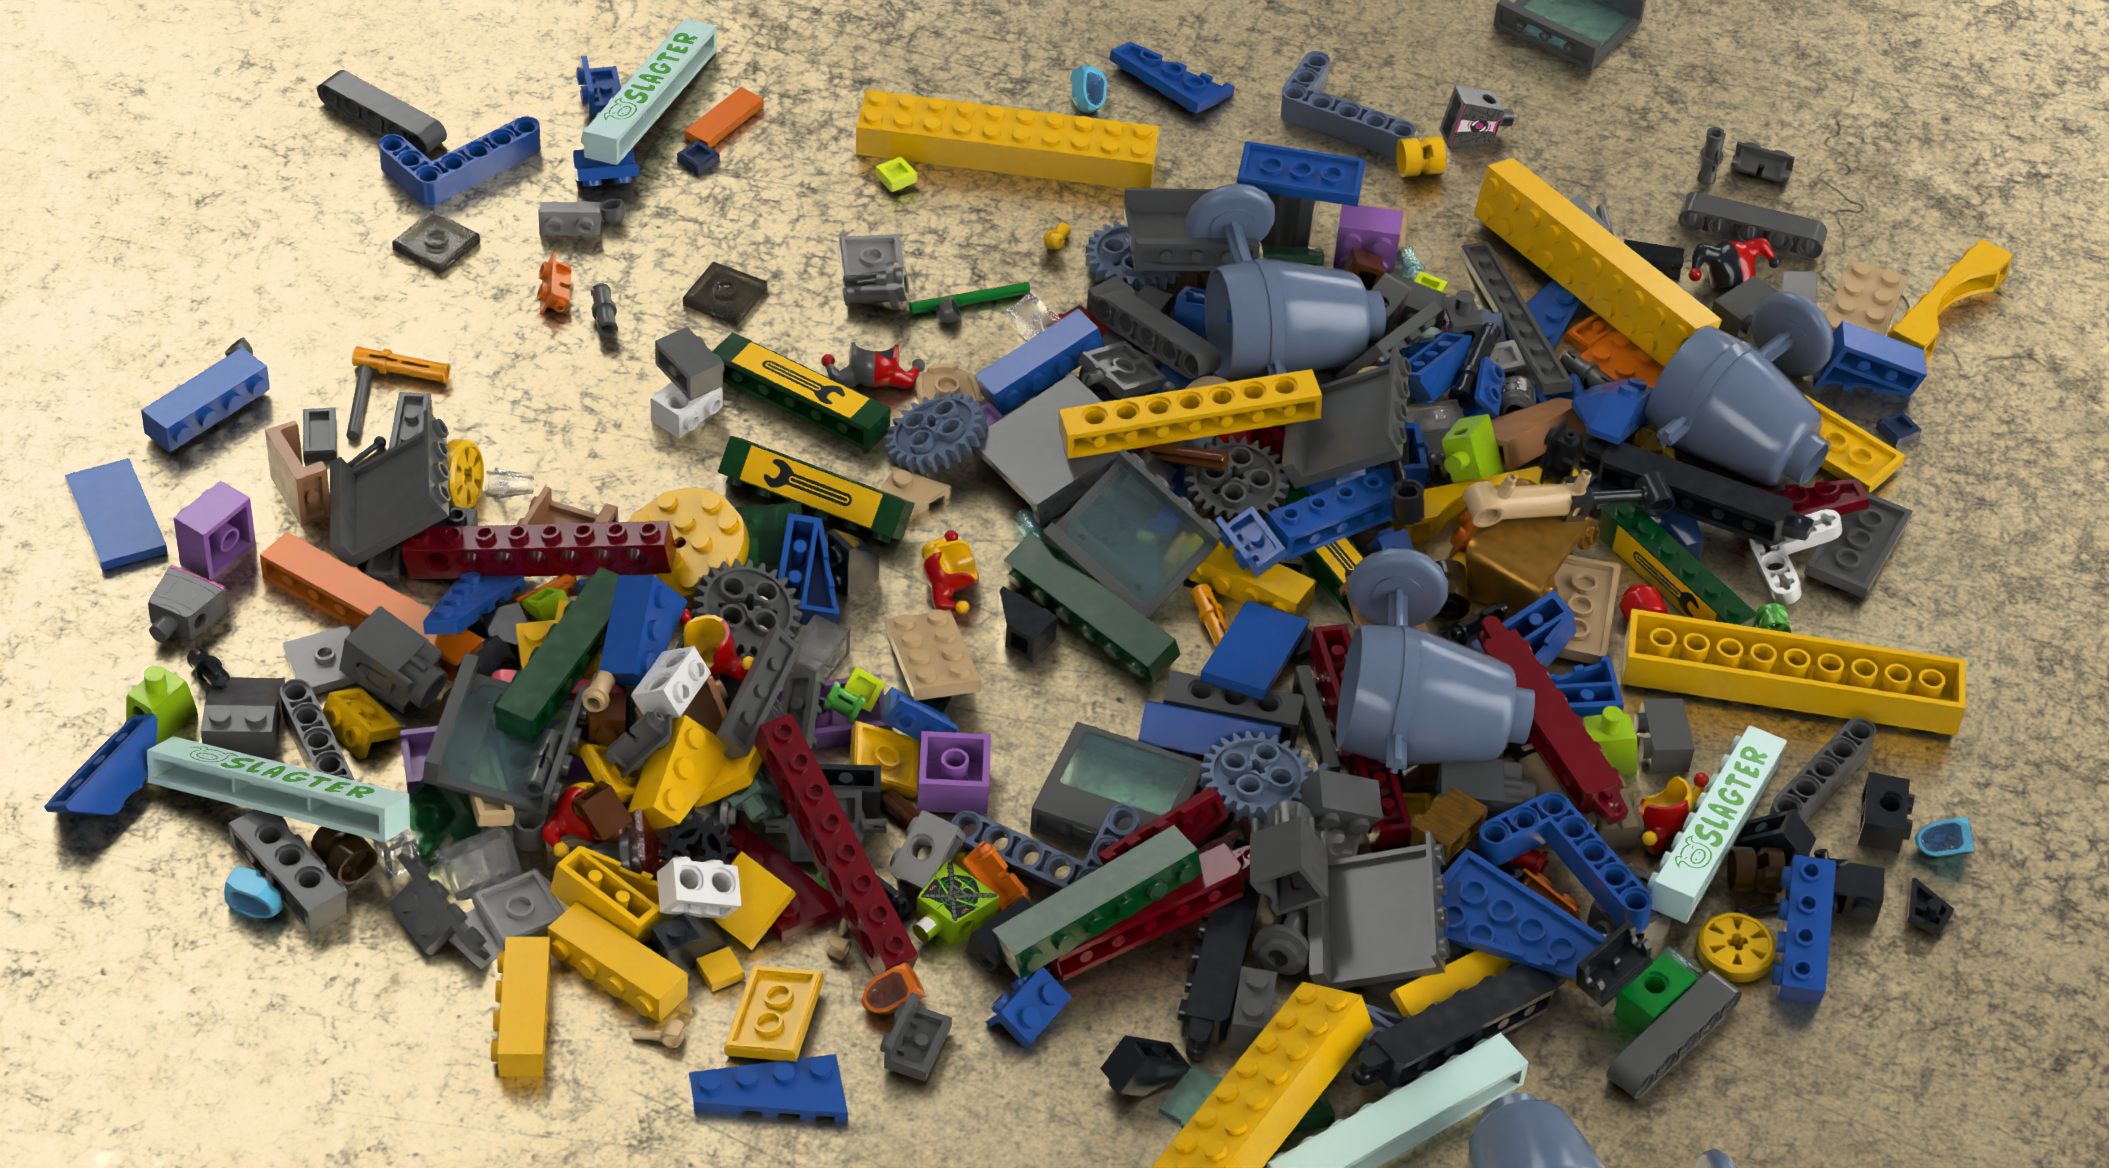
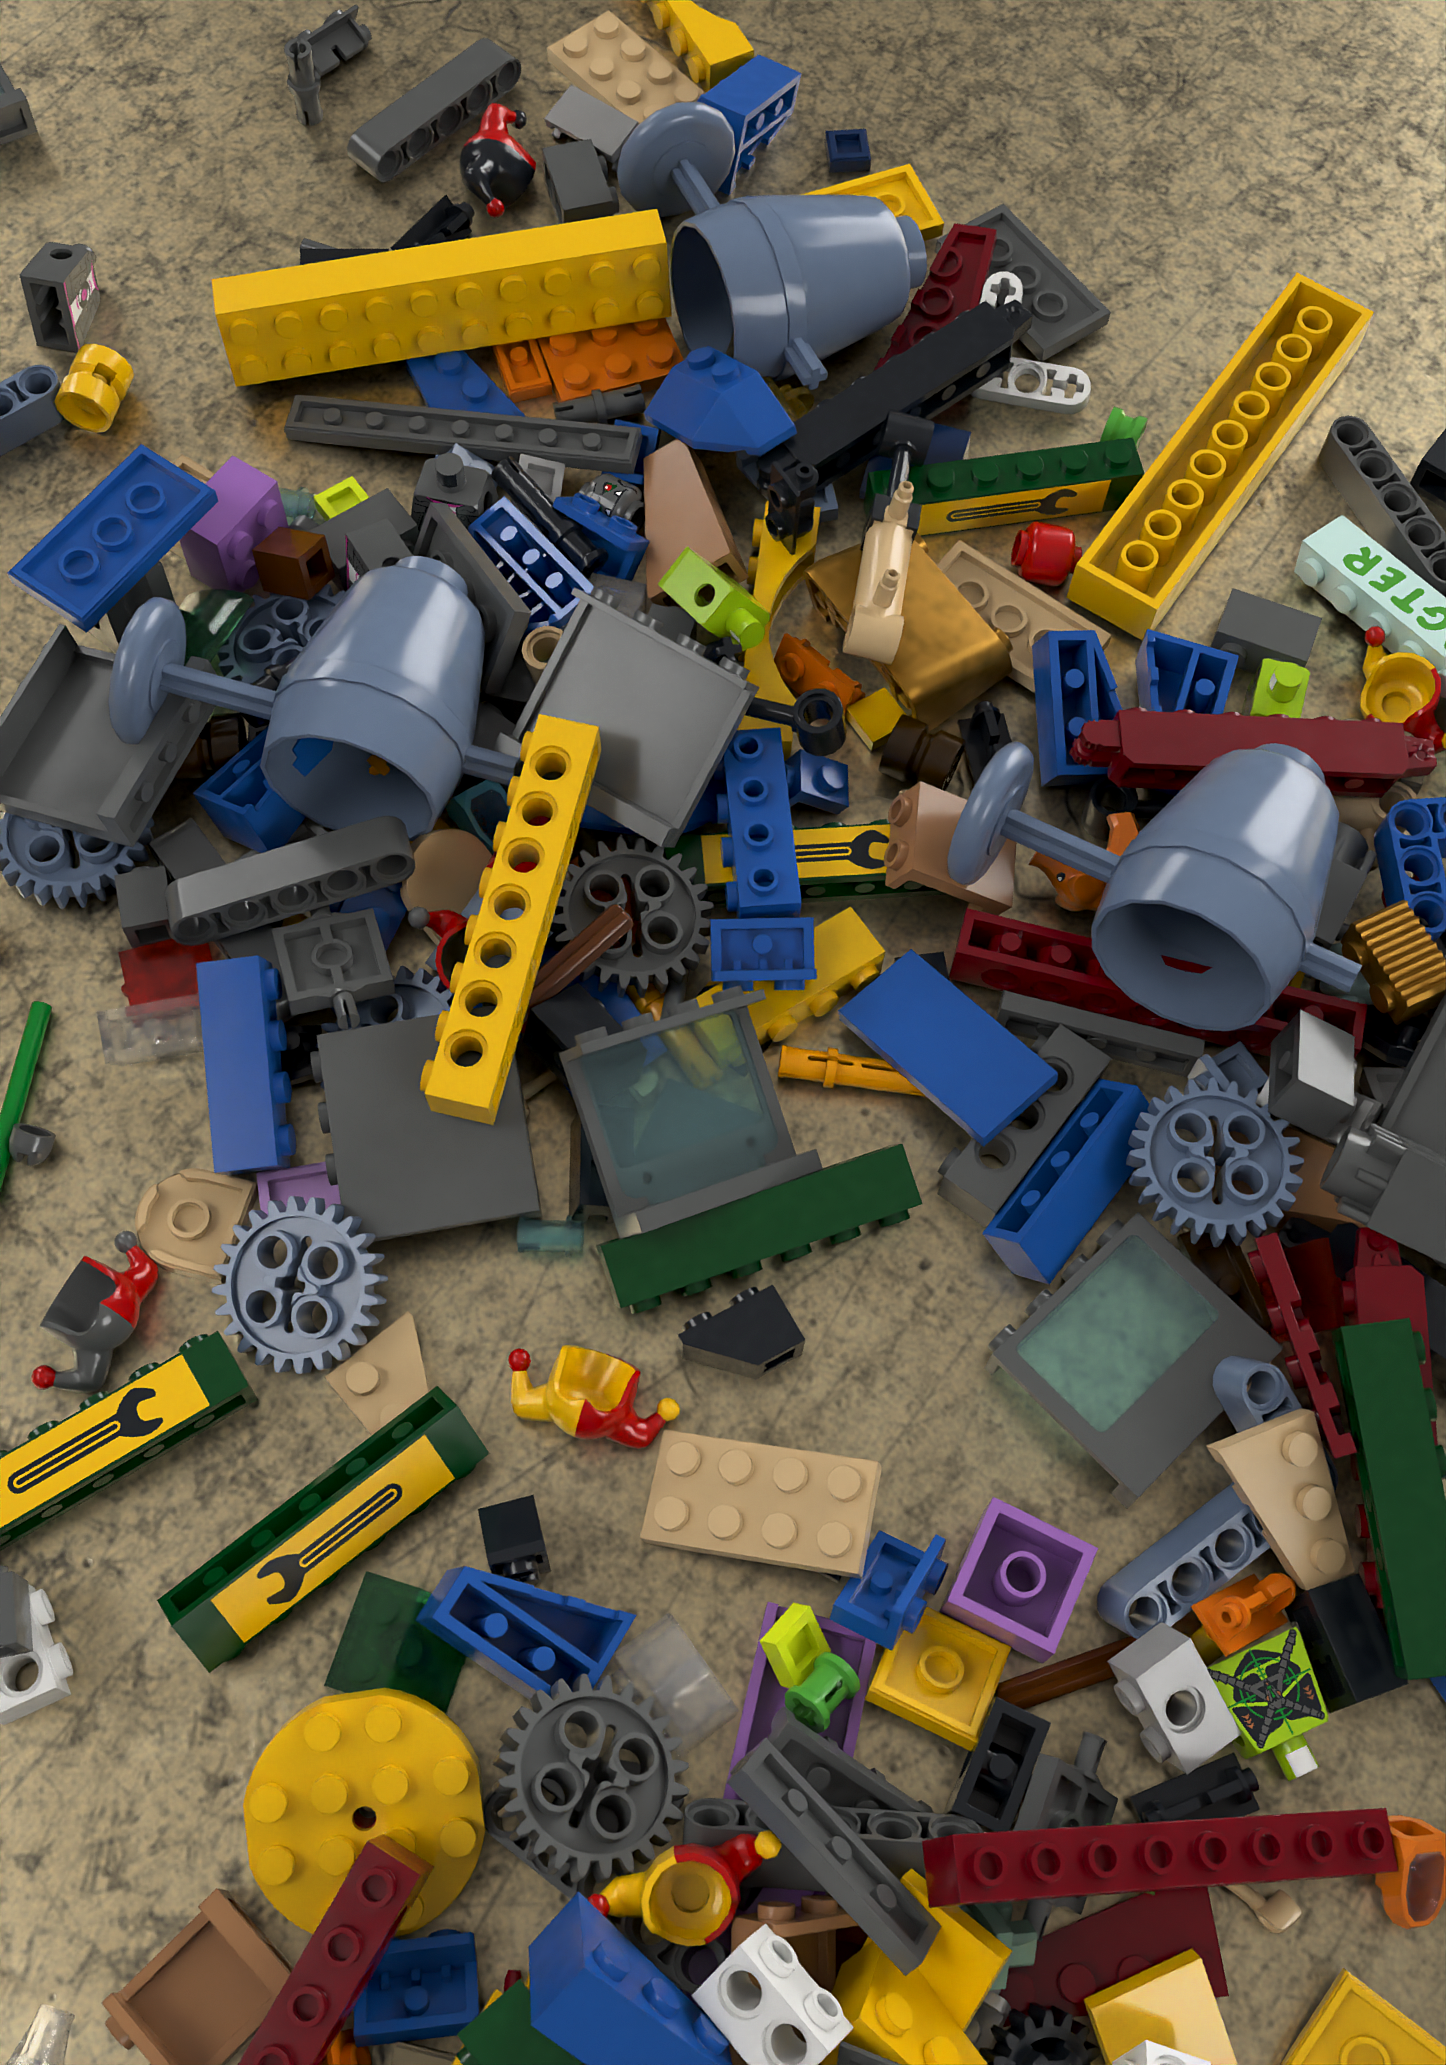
camera: 65 degrees left, 20 degrees up
(1070, 853) = (1289, 1488): none -> tan wing

